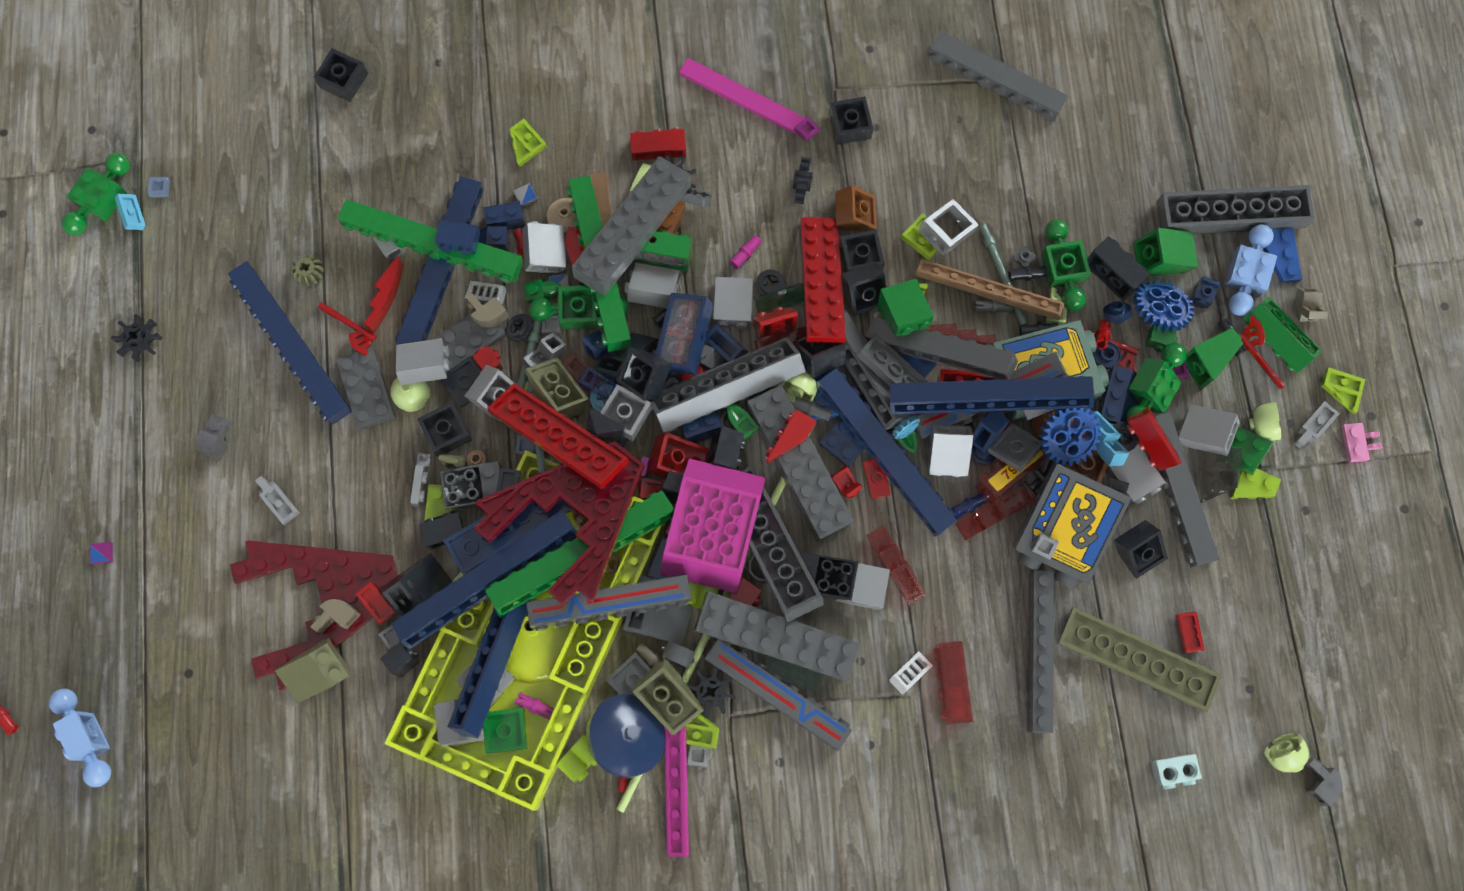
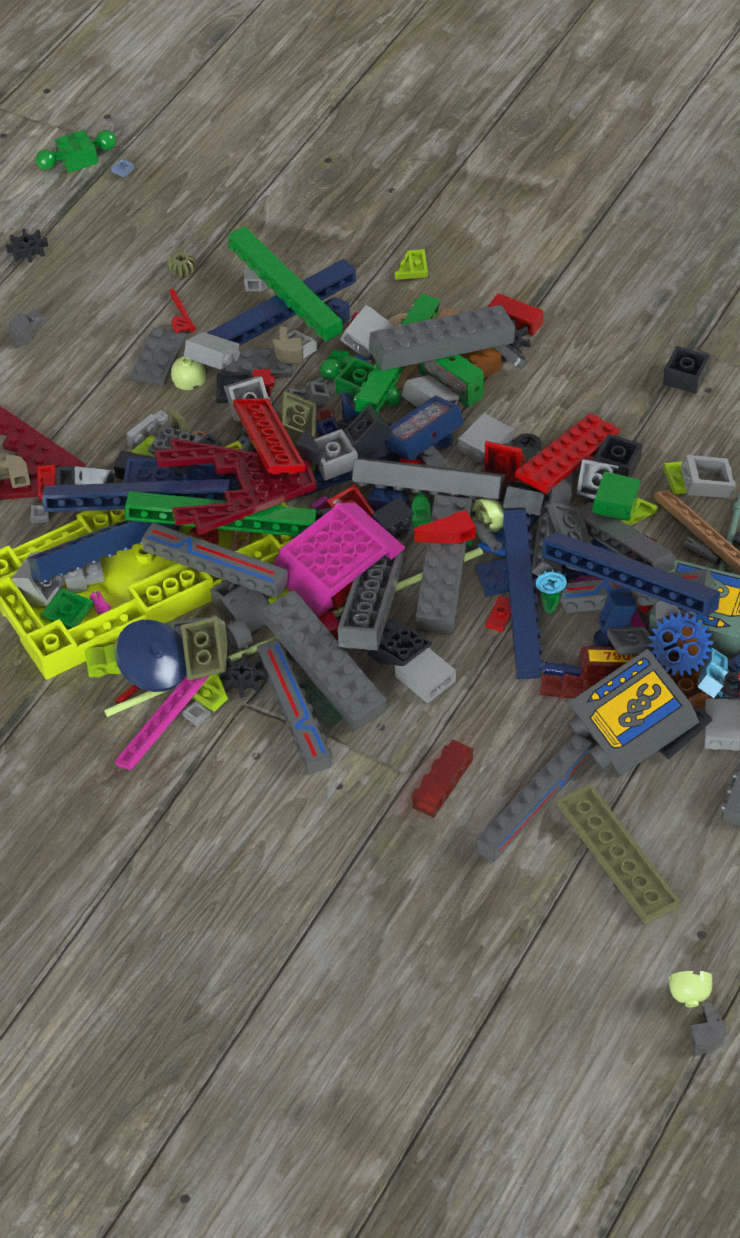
camera: 40 degrees right, 25 degrees down
(130, 212) = (89, 172): medium azure plate -> none
(277, 501) = (34, 388): light grey hinge -> none
(289, 342) = (129, 301): dark blue brick -> none
(341, 75) = (310, 160): black brick -> none
(387, 289) = (224, 306): red slope -> none
(400, 660) = (32, 521): black brick -> none
(444, 429) = (194, 403): black brick -> none
(457, 237) = (304, 282): dark blue piece -> none
(505, 215) = (355, 297): dark blue piece -> none
(518, 320) = (304, 373): black gear -> none
(525, 195) = (384, 298): light grey tile -> none
(725, 343) = (453, 455): dark blue piece -> none
(740, 95) = (614, 320): dark pink tile -> none
(745, 251) = (525, 414): dark pink pin -> none
(802, 180) = (609, 385): black gear -> none
(806, 129) = (645, 359): magenta tile -> none
(846, 482) = (472, 599): red bracket -> none
(855, 209) = (641, 427): dark orange slope -> none
(899, 568) = (465, 676): clear red slope -> none
(902, 686) = (402, 758): white slope -> none
(950, 450) = (574, 618): brick -> none
(1045, 546) = (593, 709): light grey tile -> none
(1141, 548) = (687, 778): black slope -> none
(1175, 767) = (583, 941): light aqua brick -> none
(1189, 632) = (679, 860): red plate -> none

